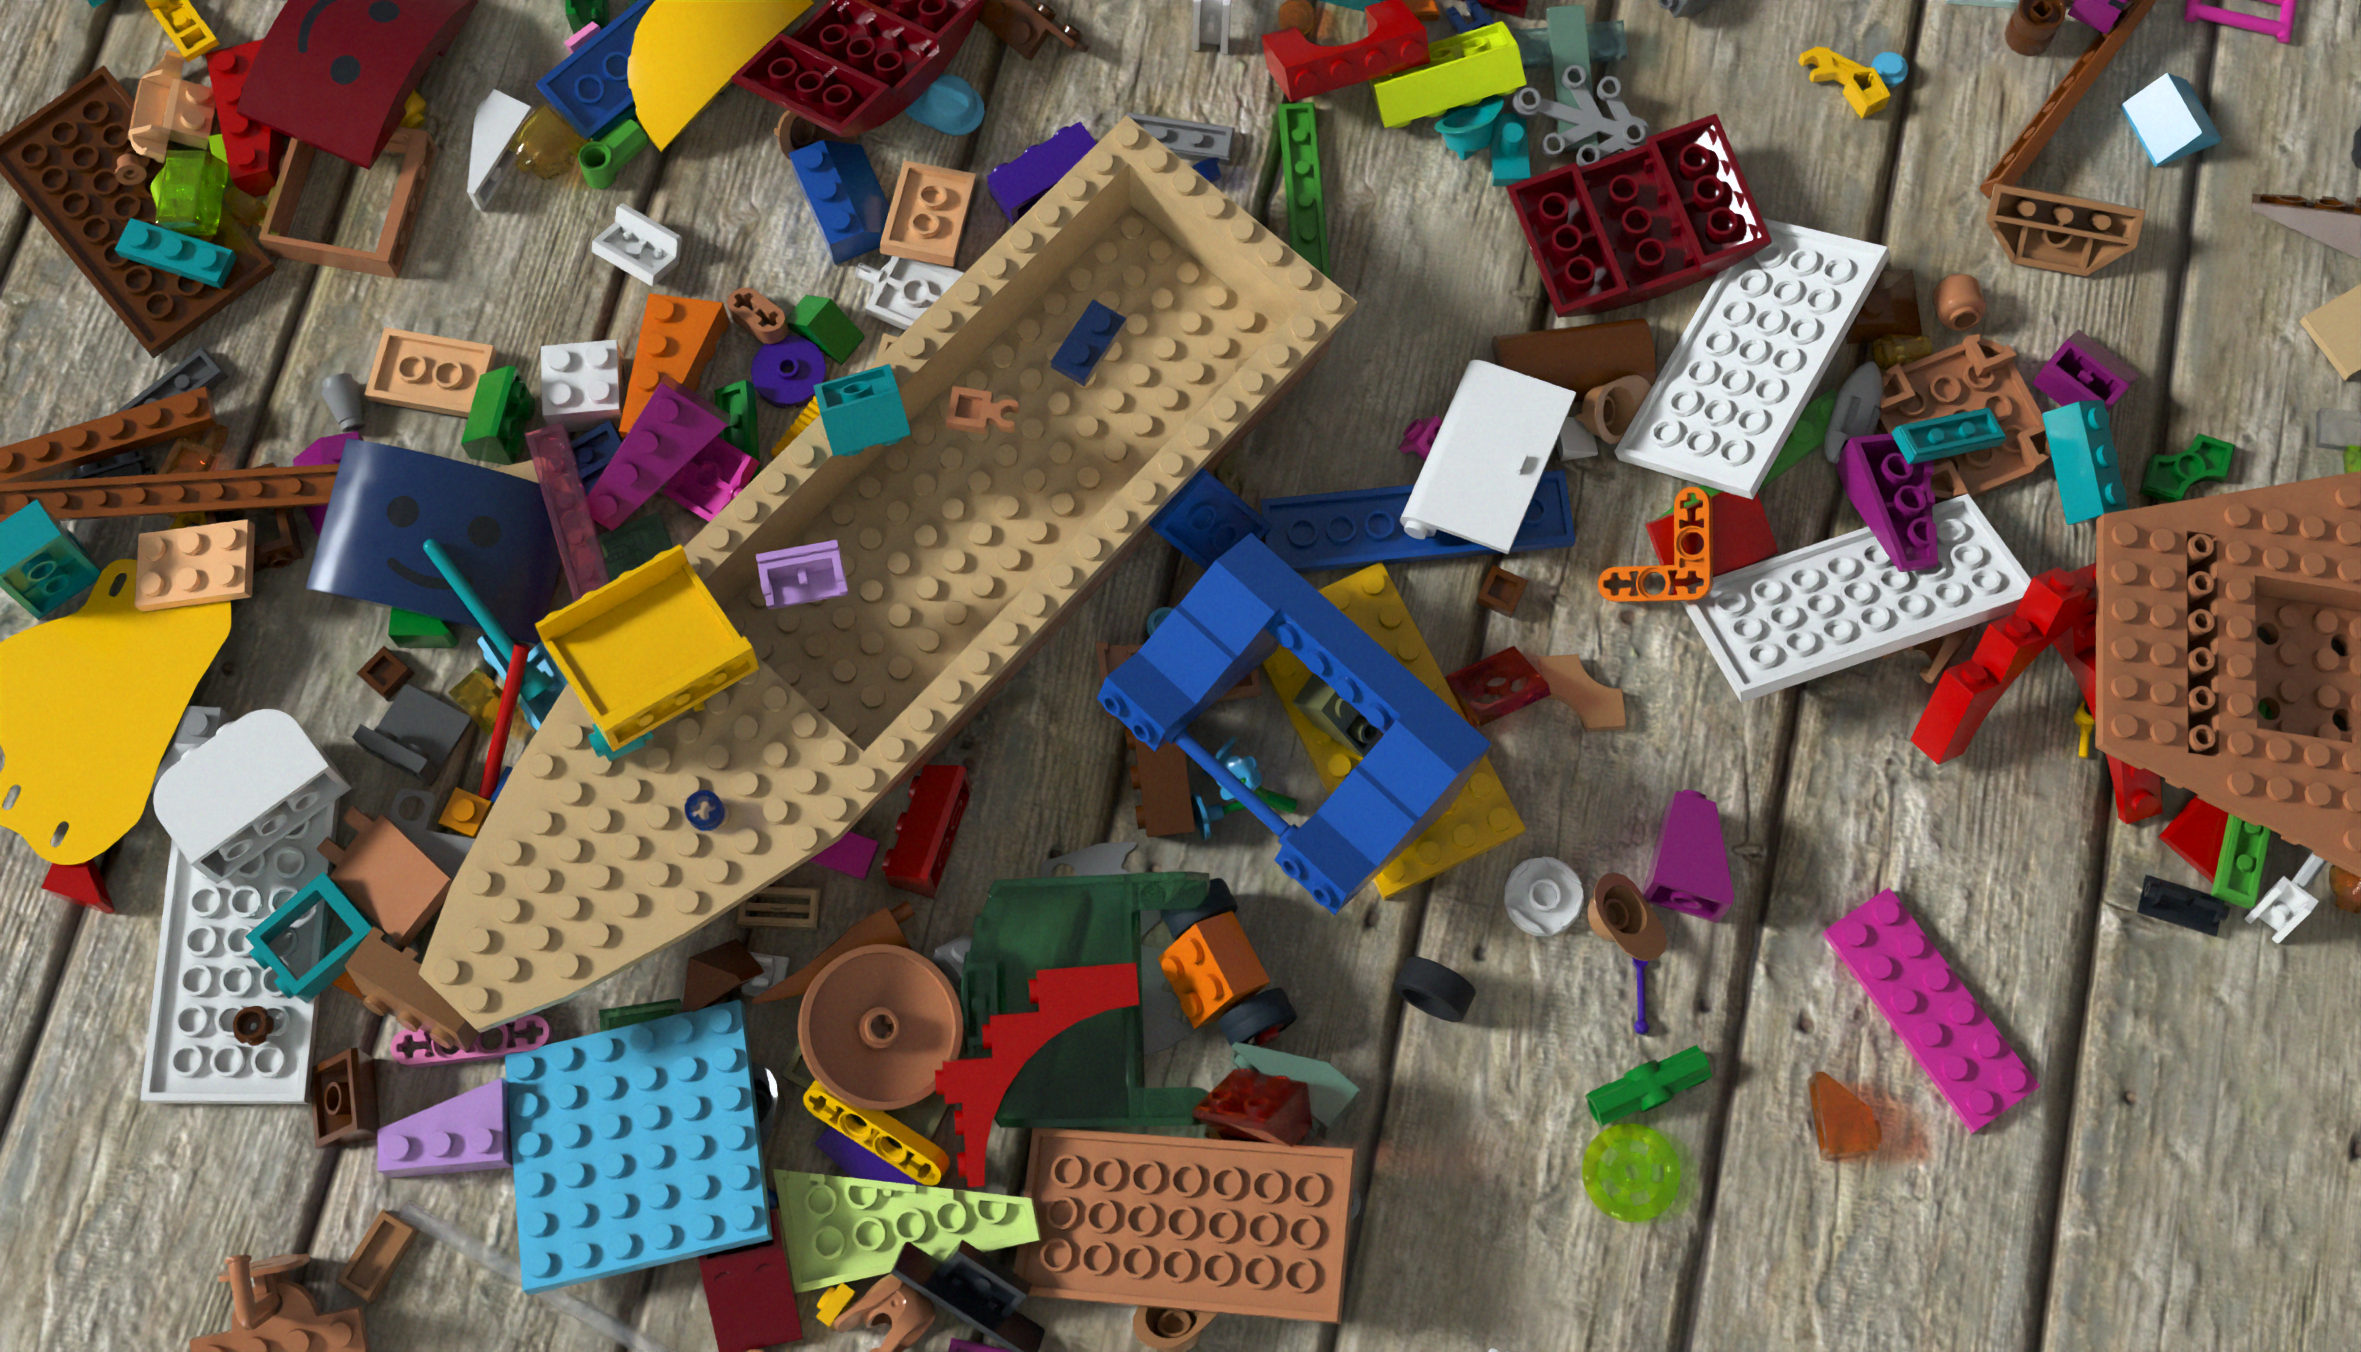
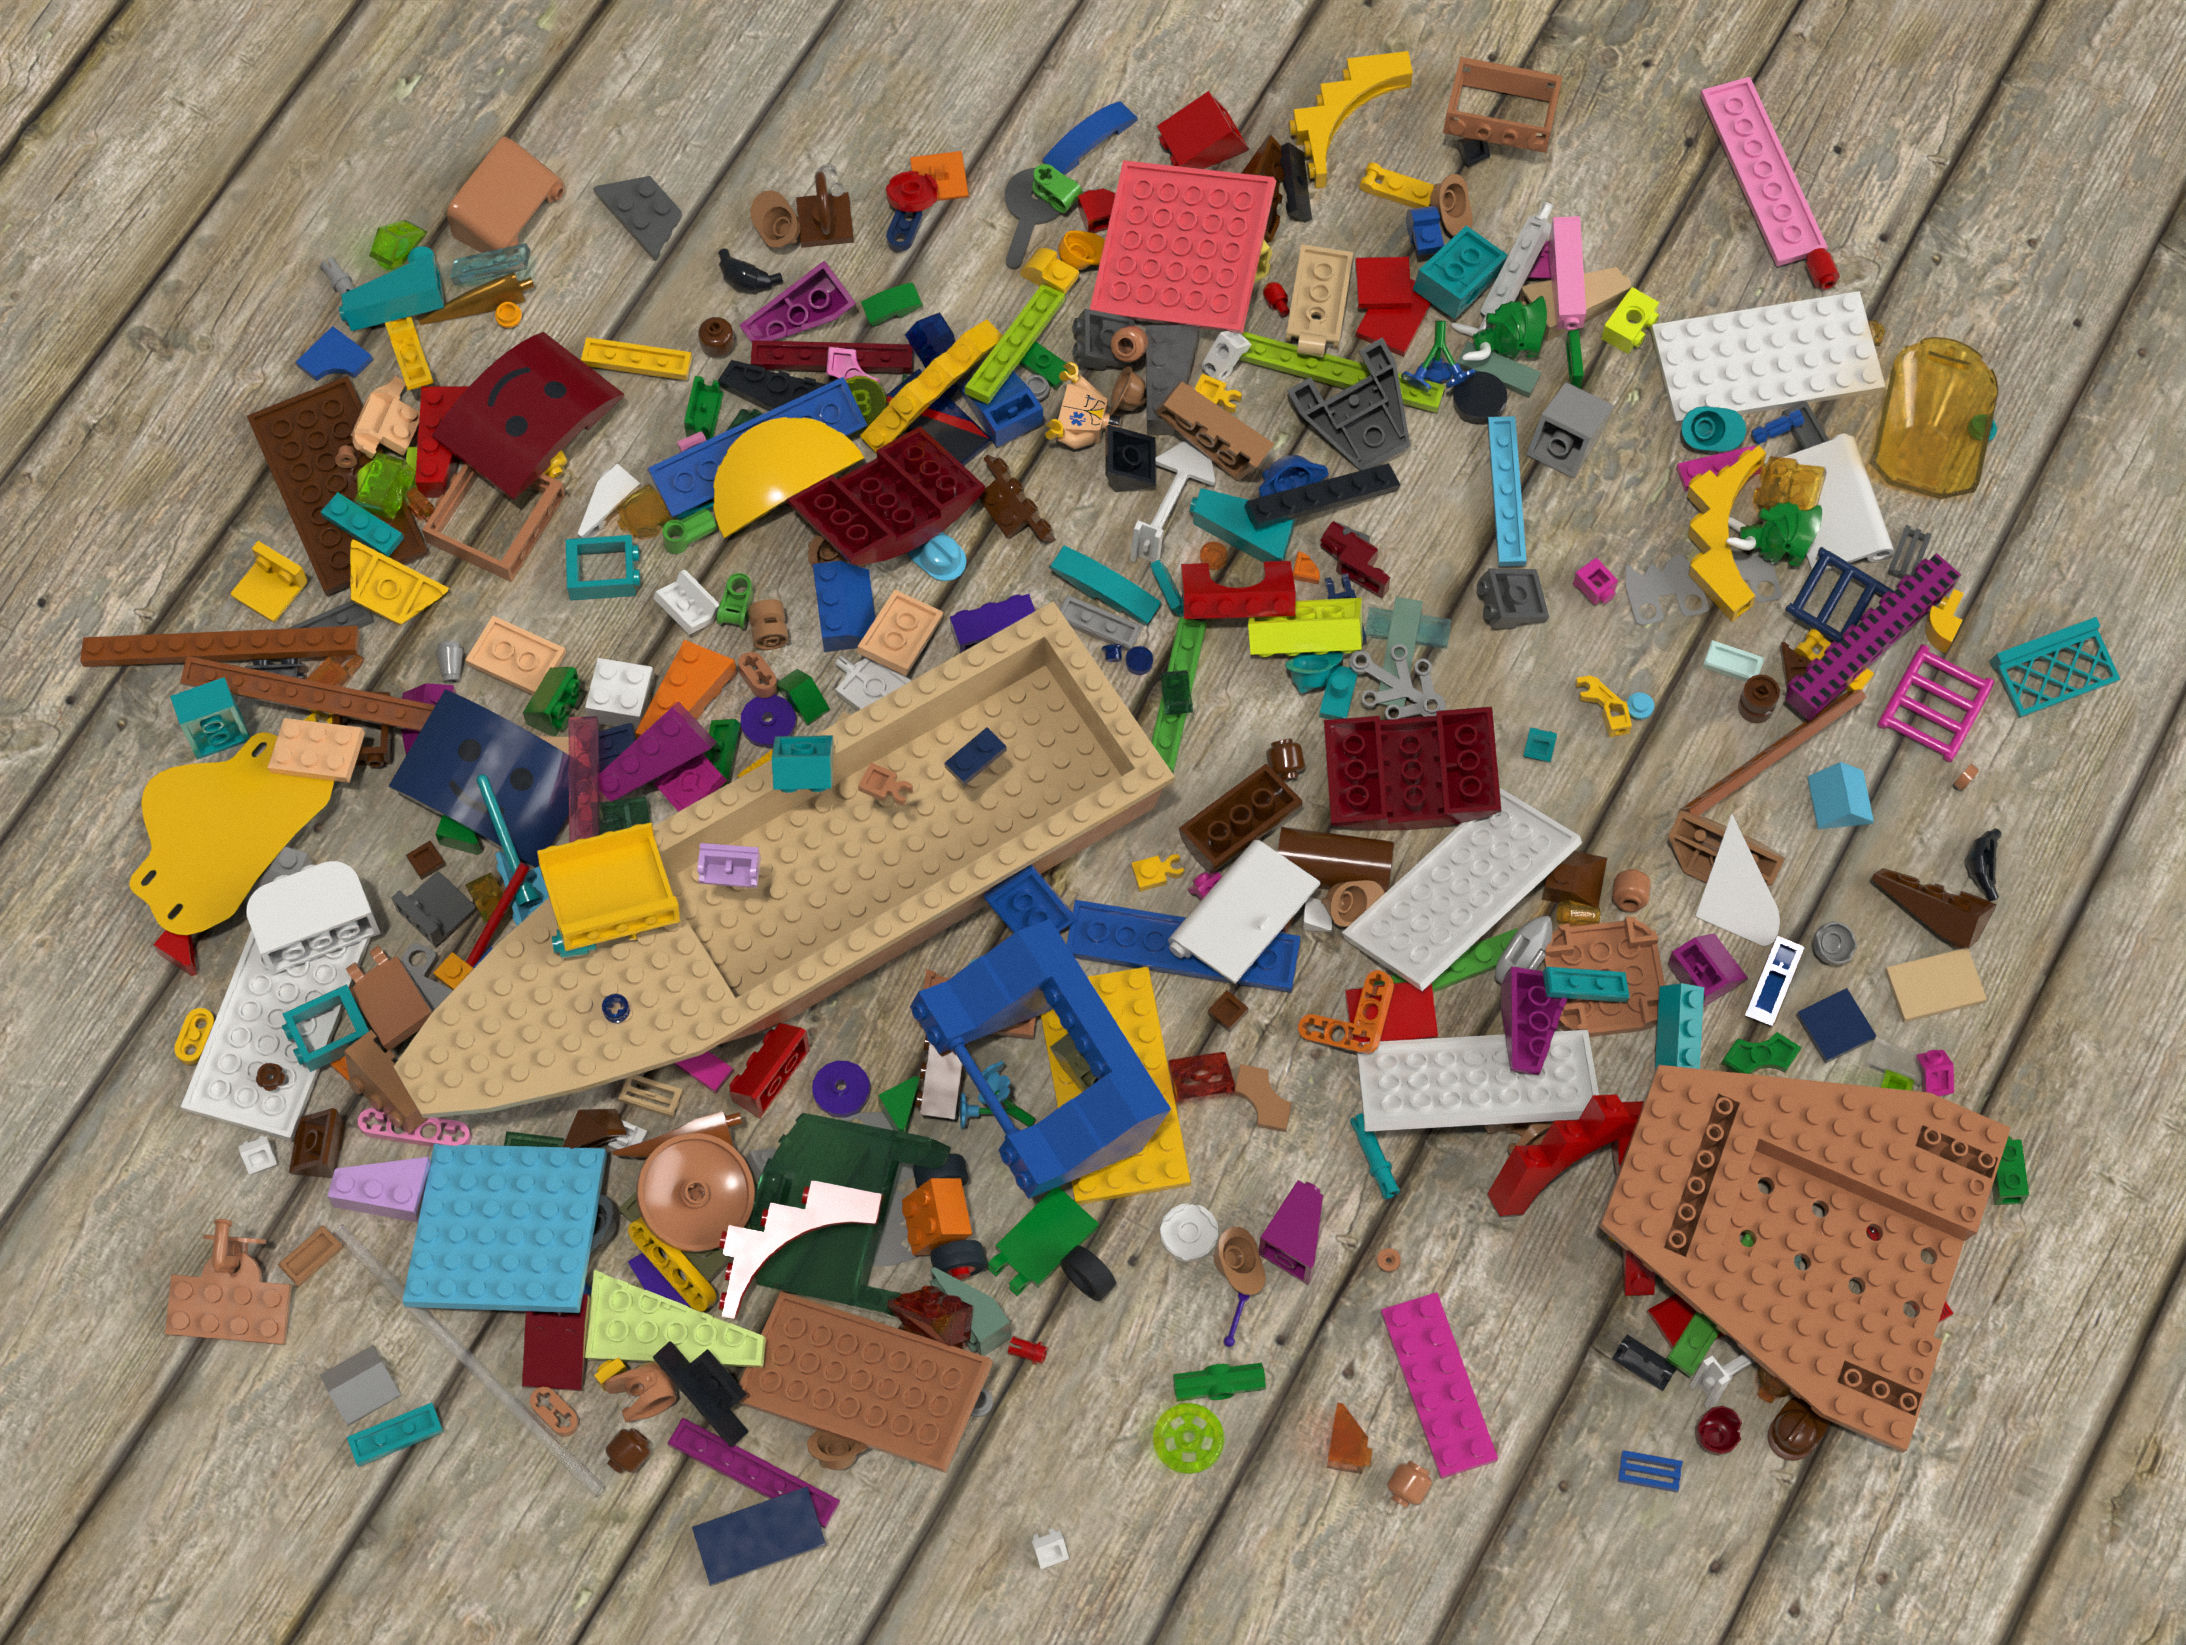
camera: 15 degrees right, 5 degrees down
(73, 360) = (270, 583): none -> yellow bracket
(77, 44) = (334, 354): none -> blue tile
(132, 997) = (193, 1037): none -> yellow plate
(234, 323) = (389, 586): none -> yellow wing
(265, 1137) = (257, 1155): none -> white tile
(520, 255) = (601, 588): none -> teal window
(701, 233) = (735, 605): none -> bright green piece
(753, 248) = (768, 624): none -> medium nougat wheel
(1032, 849) = (841, 1102): none -> dark purple plate
(1113, 831) = (899, 1103): none -> green slope
(1171, 85) = (1107, 585): none -> teal slope
(1244, 172) = (1139, 660): none -> clear blue tile
(1254, 71) = (1168, 587): none -> teal tile
(1307, 199) = (1176, 692): none -> clear green bracket
(1347, 438) = (1152, 872): none -> yellow plate
(1358, 960) = (1042, 1240): none -> green tile
(1388, 1114) = (1029, 1350): none -> red pin
(1438, 340) = (1239, 818): none -> reddish brown brick
(1471, 249) = (1286, 759): none -> reddish brown head
(1750, 730) = (1378, 1165): none -> teal pin
(1784, 148) = (1540, 744): none -> teal tile
(1817, 857) = (1388, 1255): none -> nougat piece
(1940, 1153) = (1409, 1484): none -> nougat head
(2093, 270) = (1737, 893): none -> white sticker
(2174, 368) = (1774, 981): none -> slope
(2232, 302) = (1834, 943): none -> light grey hair
(2266, 406) = (1836, 1025): none -> dark blue tile
(2269, 1043) = (1654, 1460): none -> blue tile
(2308, 969) = (1719, 1430): none -> dark red hair
(2317, 54) = (1966, 777): none -> nougat tile

